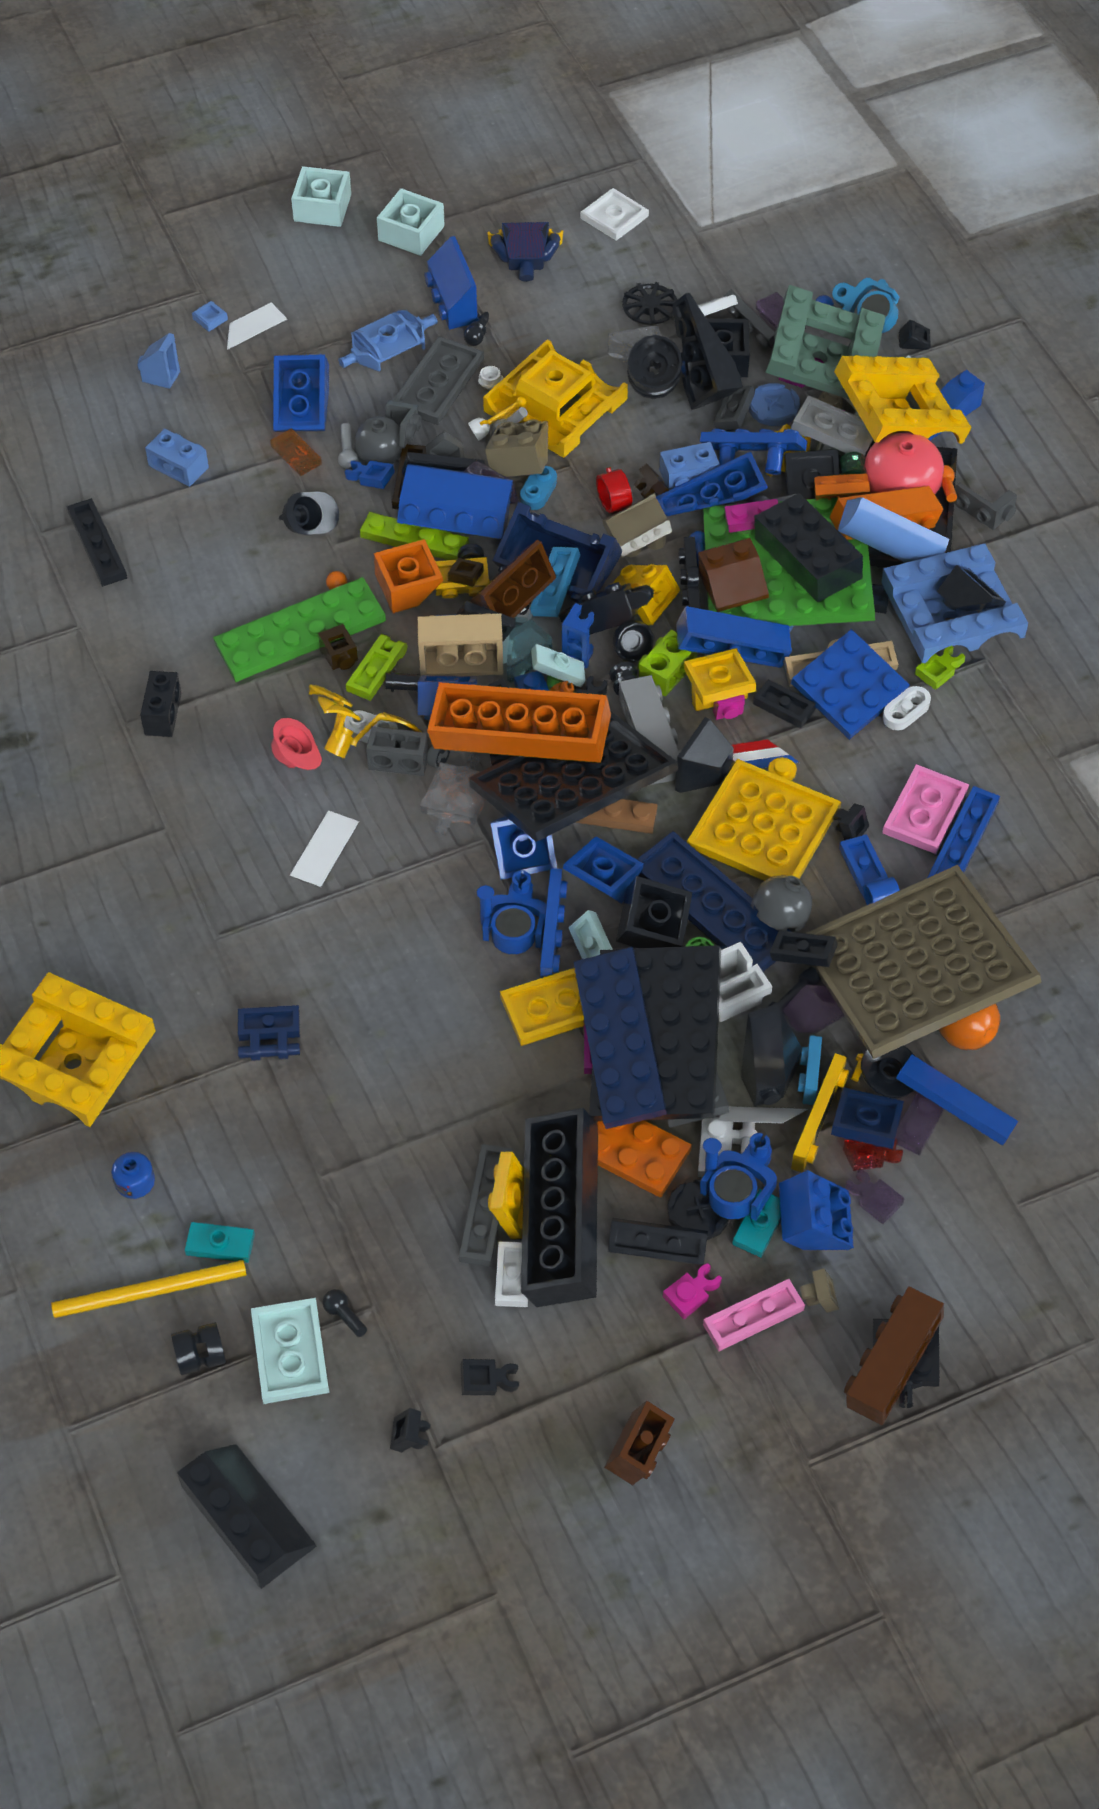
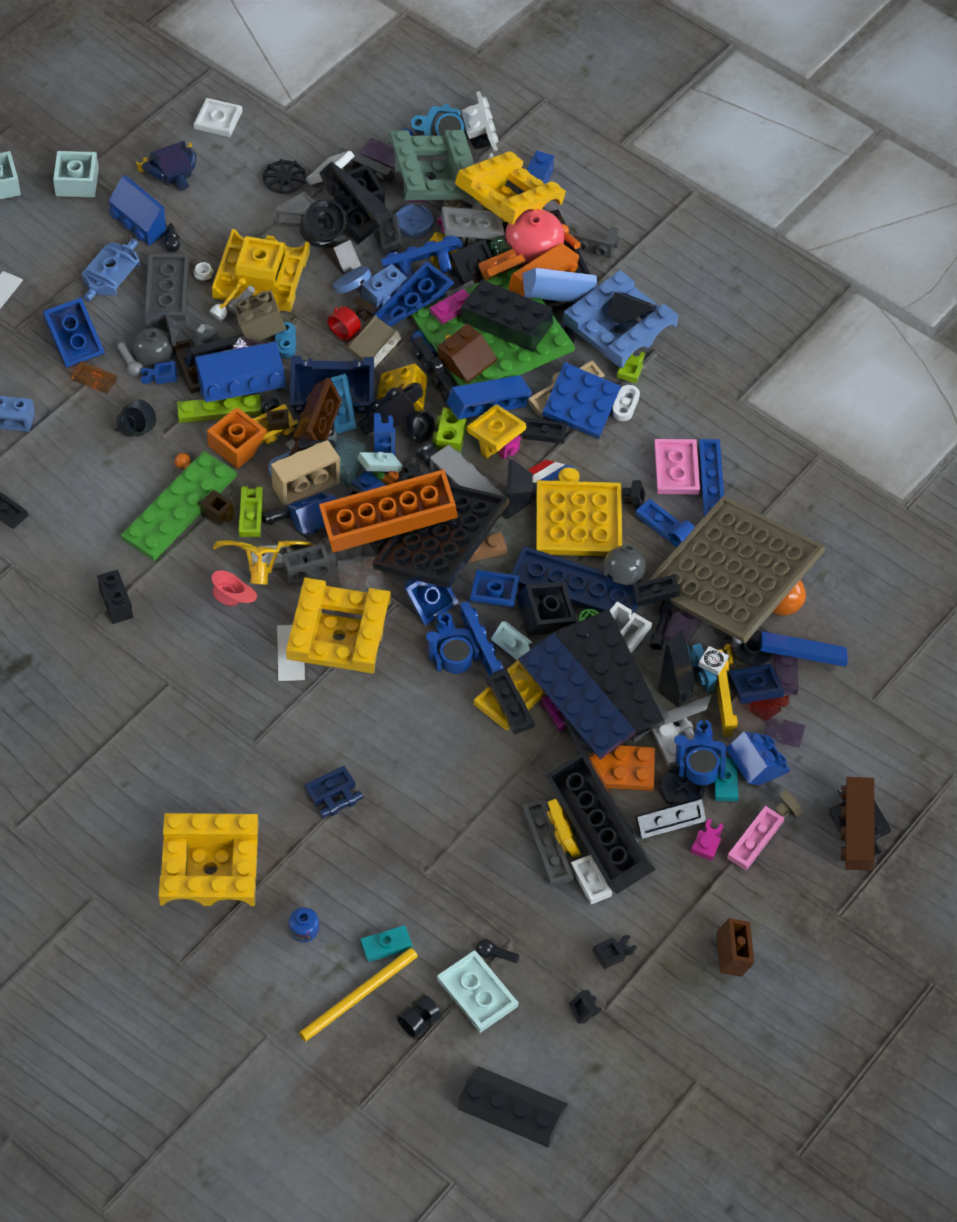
camera: 30 degrees left, 0 degrees up
(359, 833) = (313, 632): none -> yellow piece
(538, 1012) = (510, 702): none -> black plate
(653, 444) = (351, 279): none -> medium blue tile
(663, 417) = (343, 256): none -> slope
(823, 1065) = (713, 660): none -> white tile
(919, 315) = (478, 121): none -> white bracket

